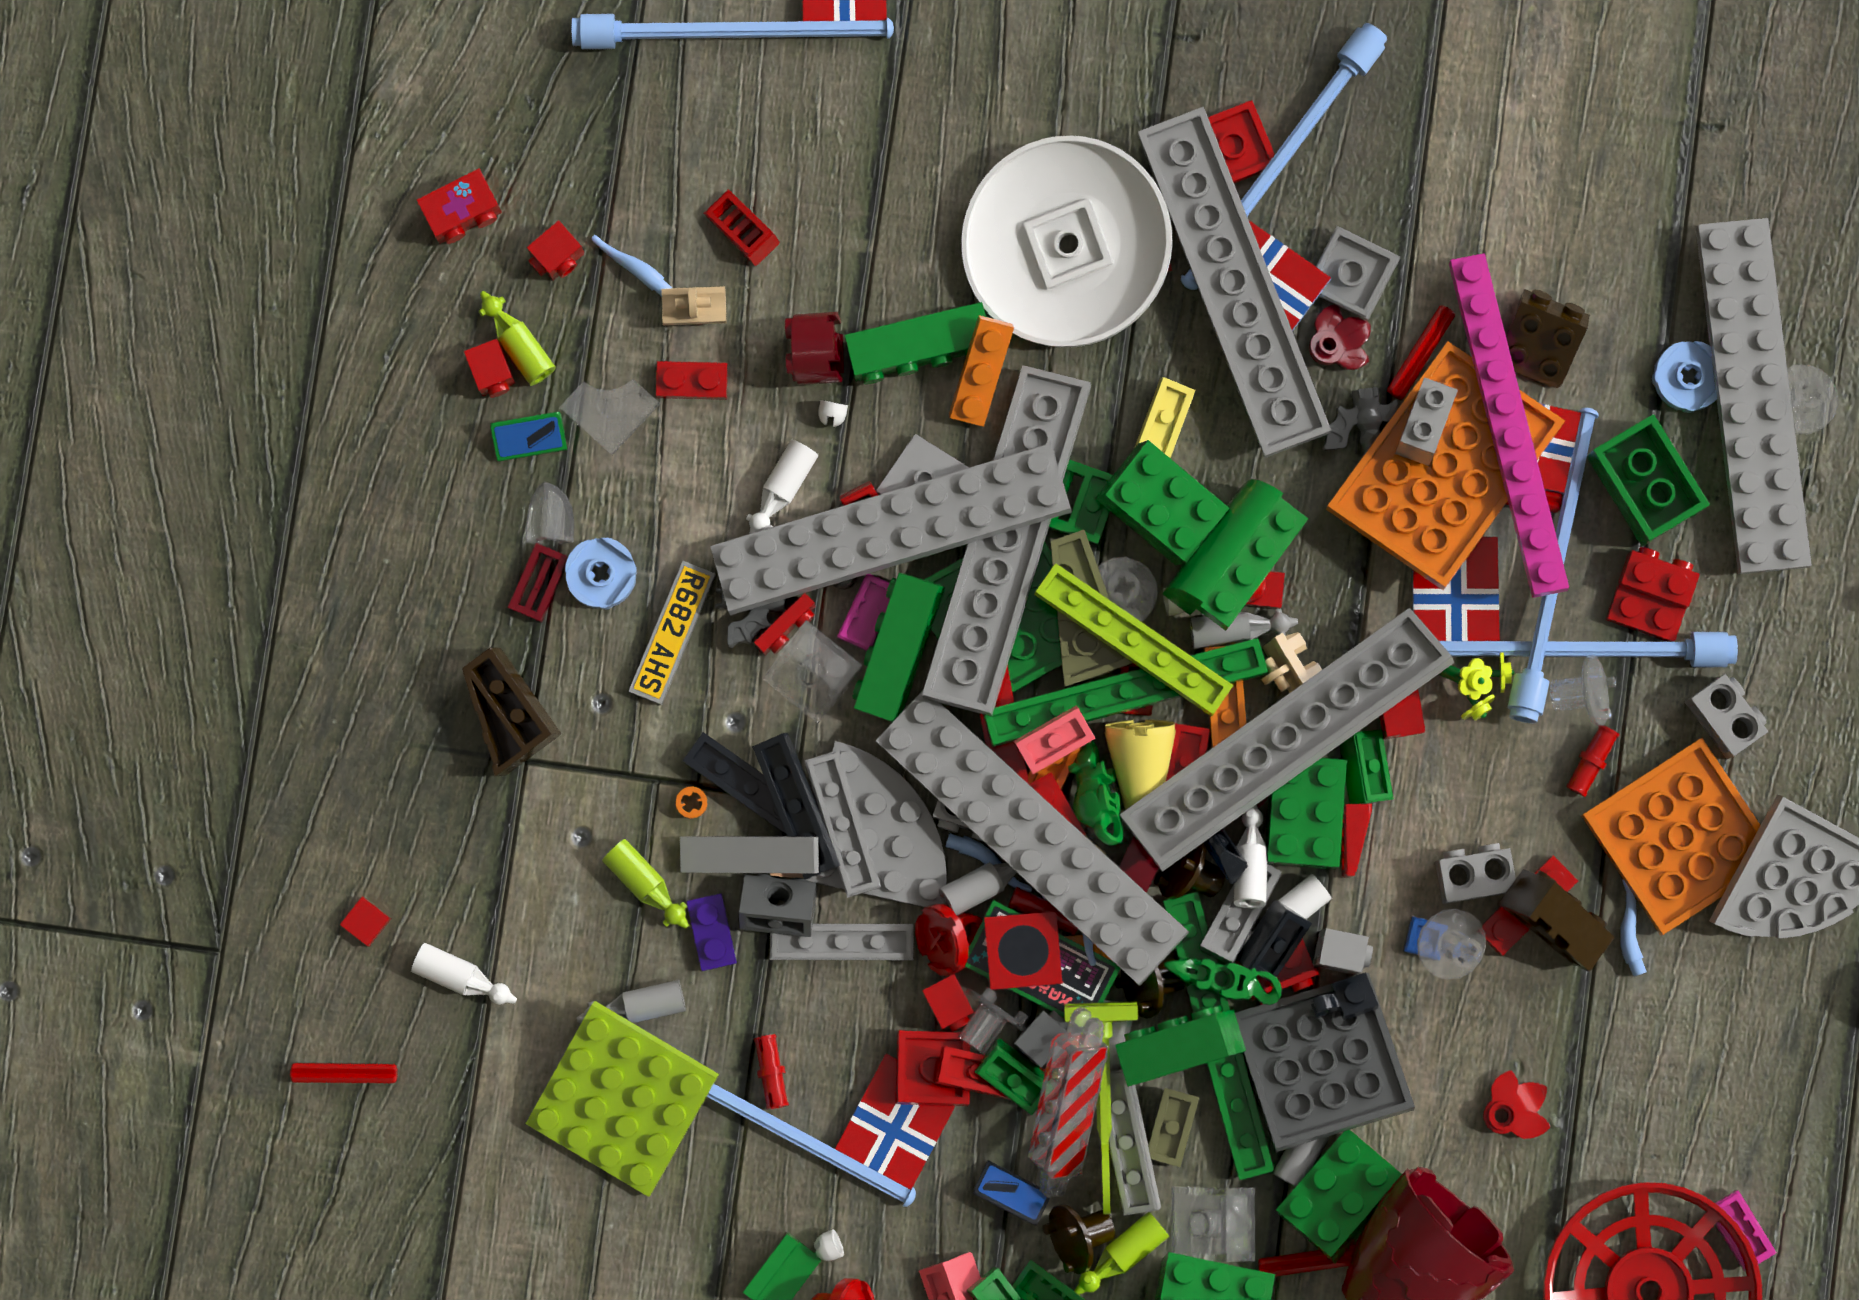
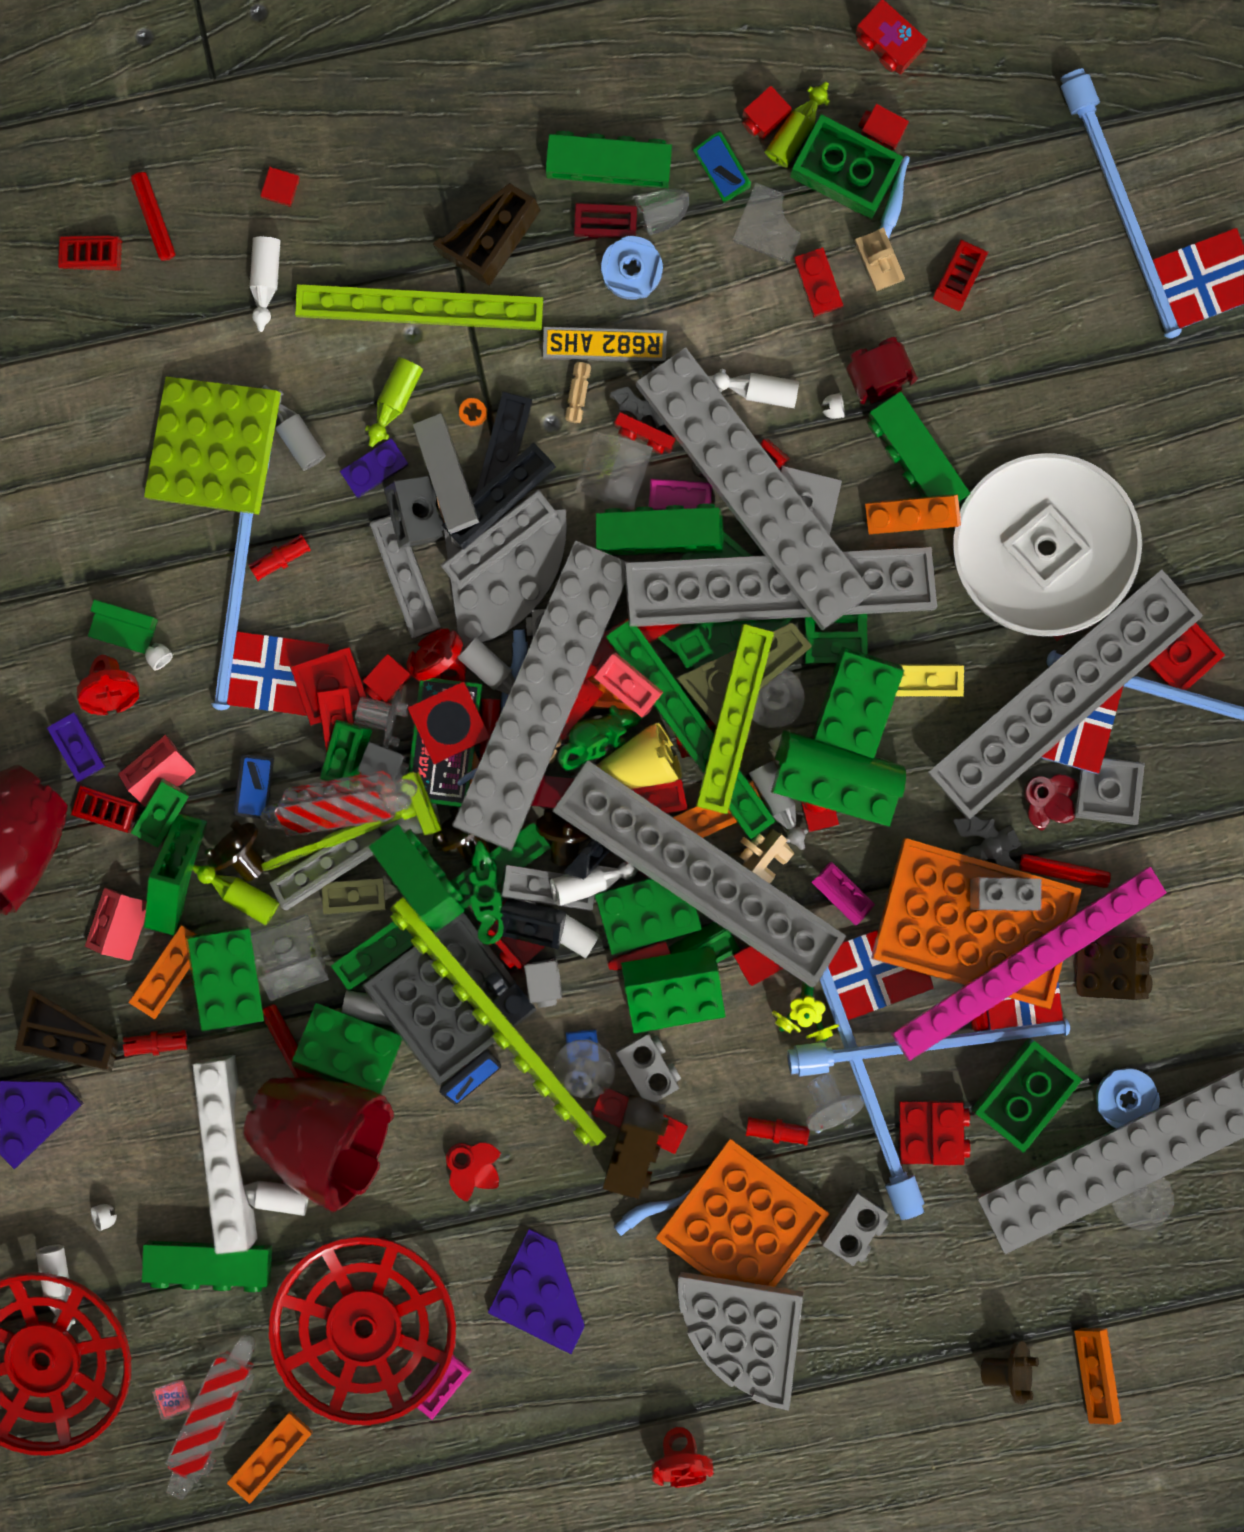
camera: 70 degrees right, 5 degrees up
(374, 1150) = (114, 259): none -> red slope
(475, 554) = (608, 160): none -> green brick
(555, 818) = (419, 307): none -> lime plate
(581, 304) = (846, 166): none -> green brick
(713, 681) = (577, 392): none -> tan axle
(1037, 659) = (692, 647): none -> green tile
(1357, 1023) = (505, 1034): none -> lime plate
(1360, 595) = (843, 893): none -> dark pink plate
(1401, 814) = (673, 990): none -> green brick
(1416, 1072) = (470, 1077): none -> slope
(1679, 1084) = (540, 1294): none -> dark purple plate

